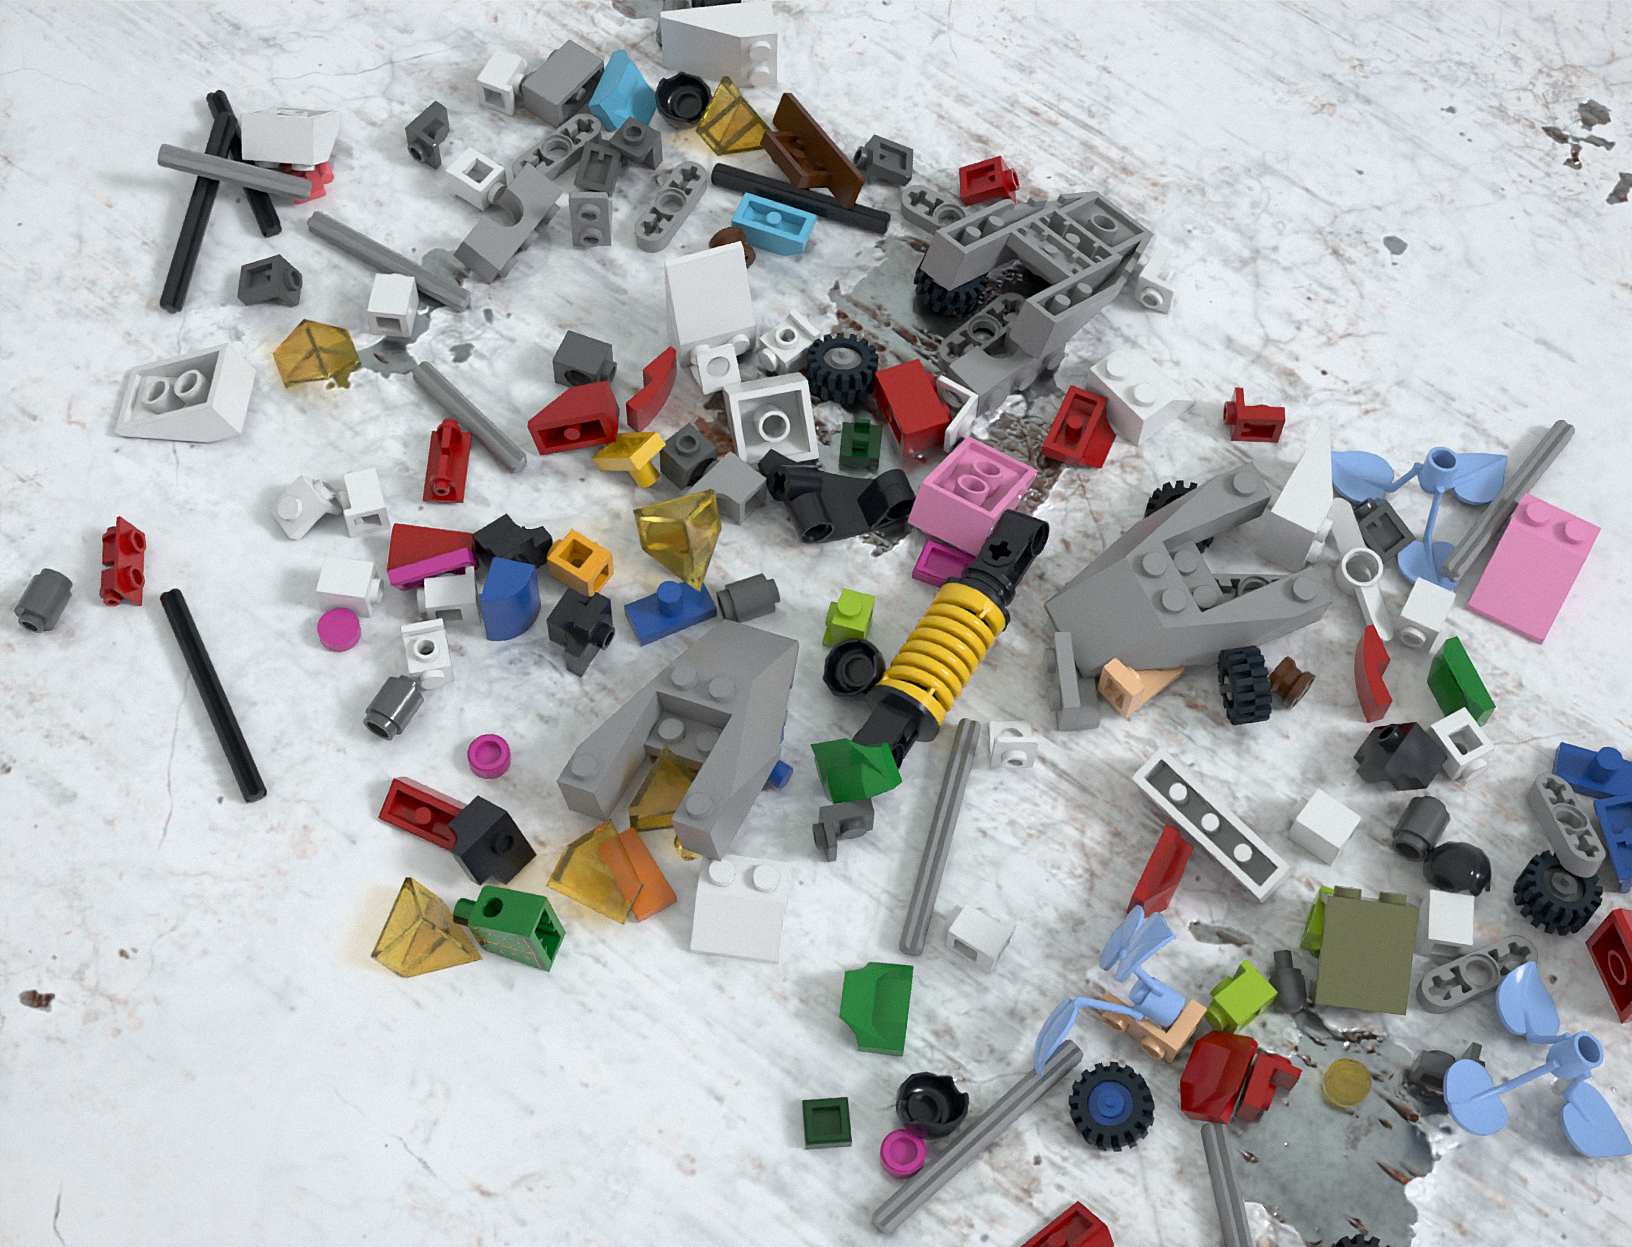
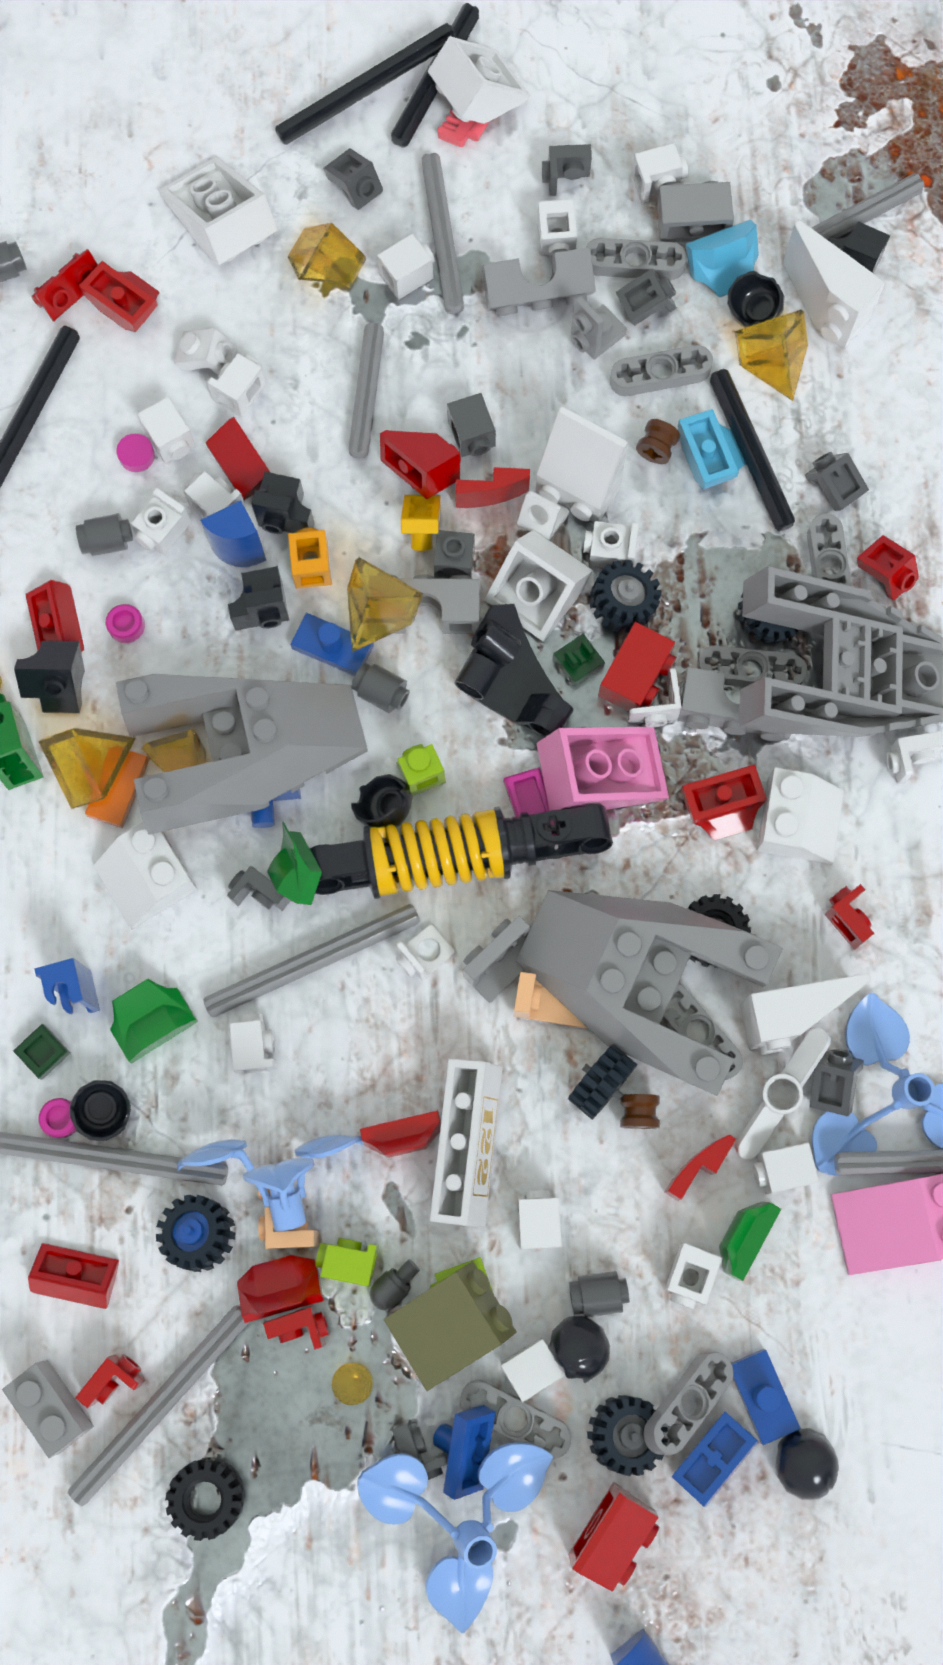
camera: 55 degrees right, 15 degrees up
(184, 533) = (120, 296): none -> red slope
(234, 172) = (409, 76): light grey axle -> none
(413, 575) = (220, 471): dark pink tile -> none
(447, 463) = (316, 410): red hinge -> none
(638, 143) = (684, 302): dark grey bracket -> none
(797, 1030) = (71, 981): none -> blue hinge
(809, 154) = (785, 422): reddish brown bracket -> none
(1401, 756) = (641, 1237): black brick -> none
(1476, 1025) = (467, 1447): none -> blue tile

